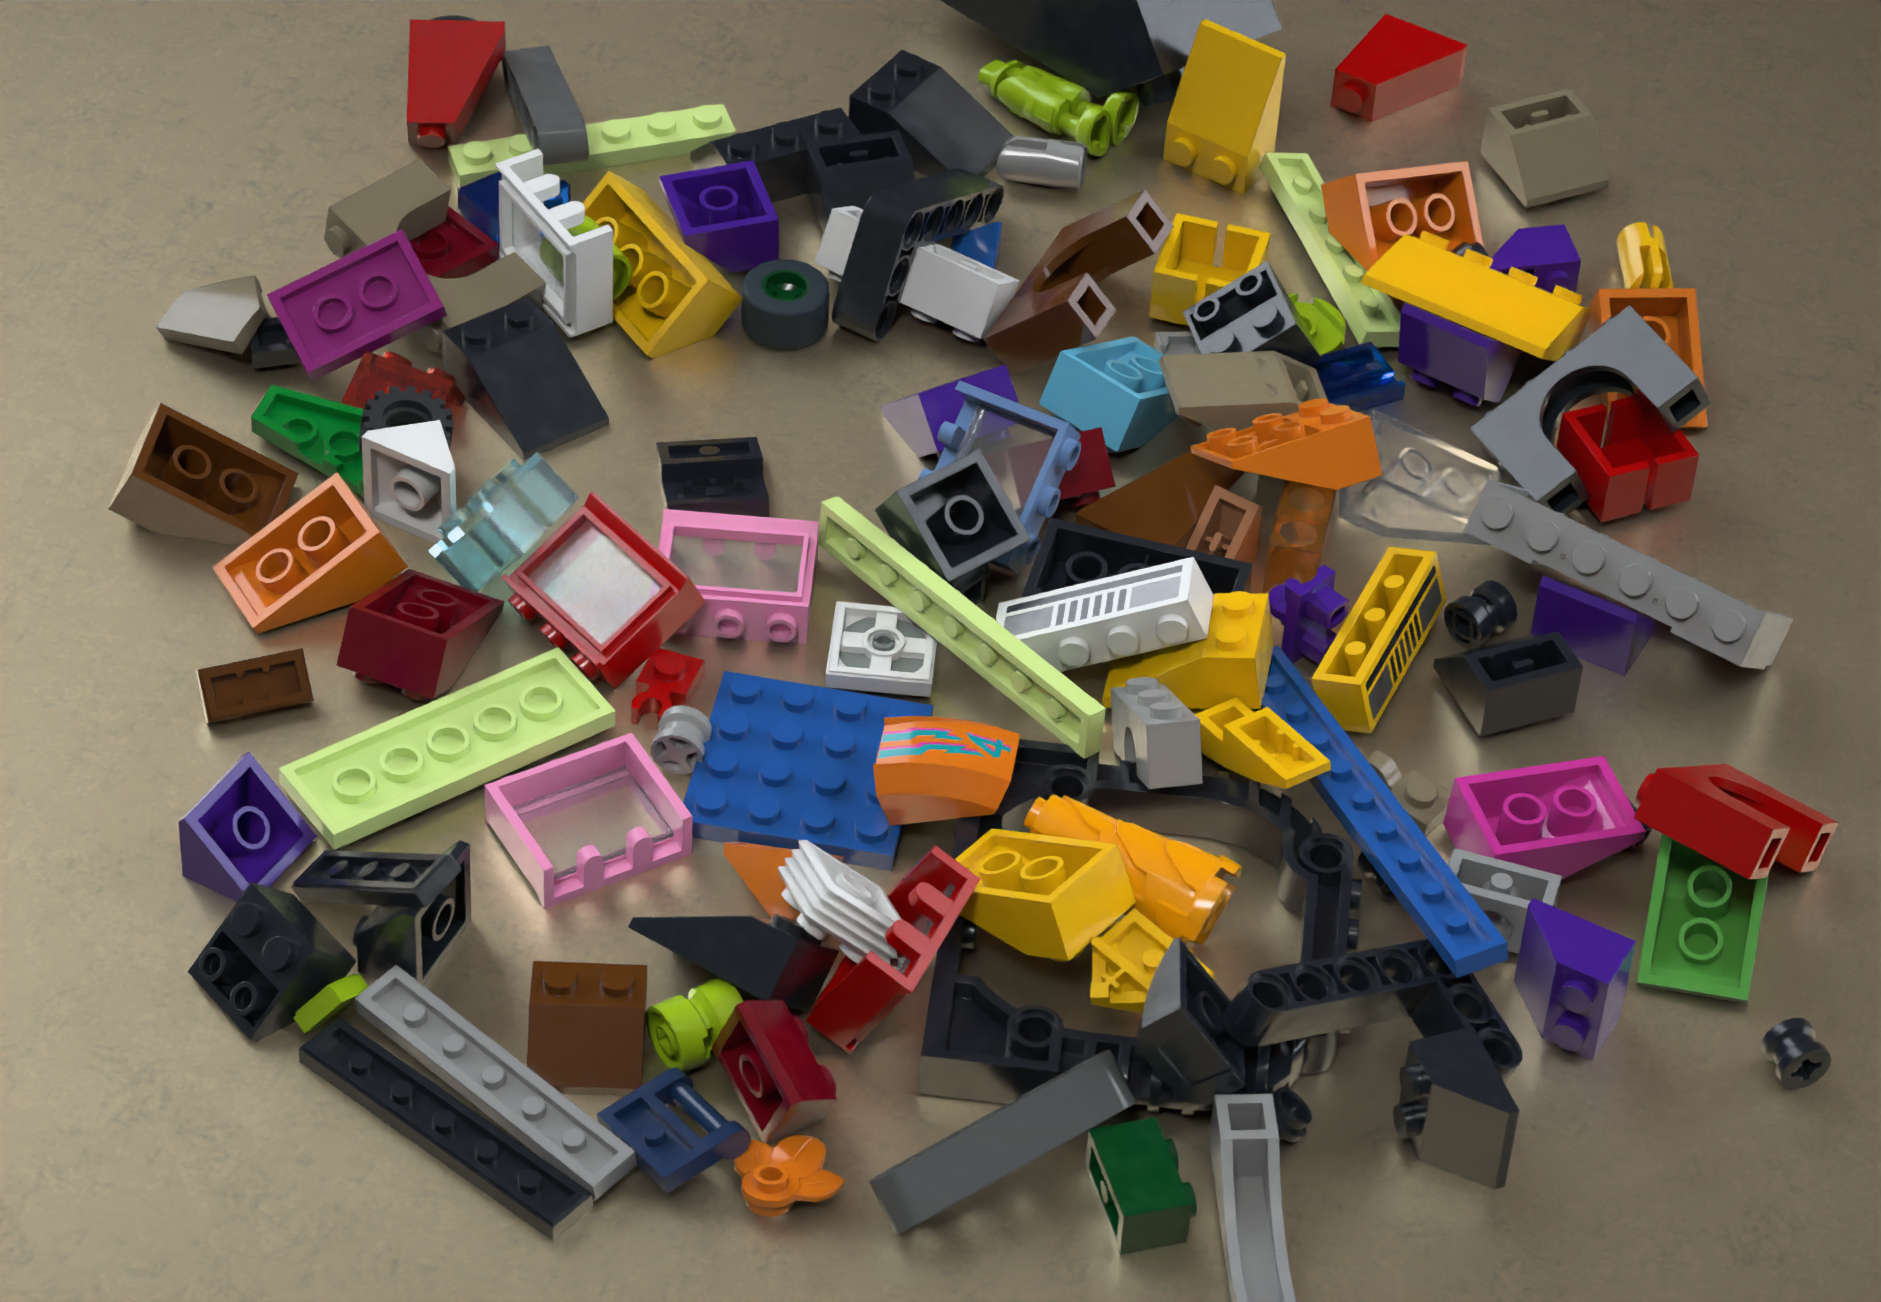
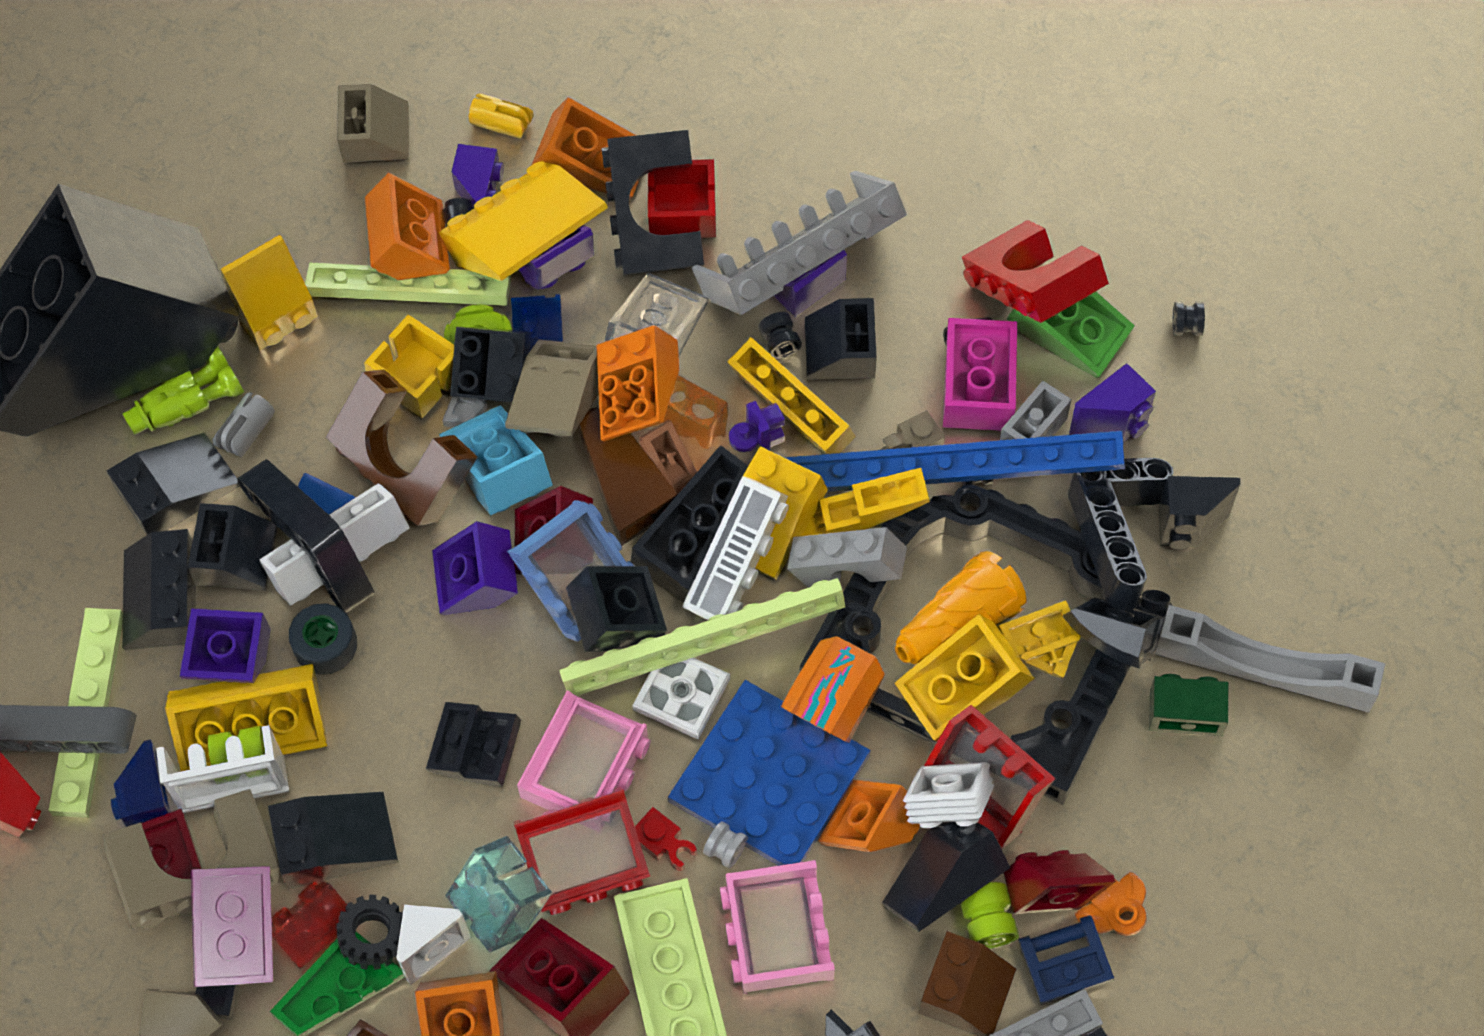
camera: 65 degrees left, 20 degrees up
(1002, 1141) = (1145, 770): dark grey beam -> none
(1396, 69) = (244, 178): red slope -> none

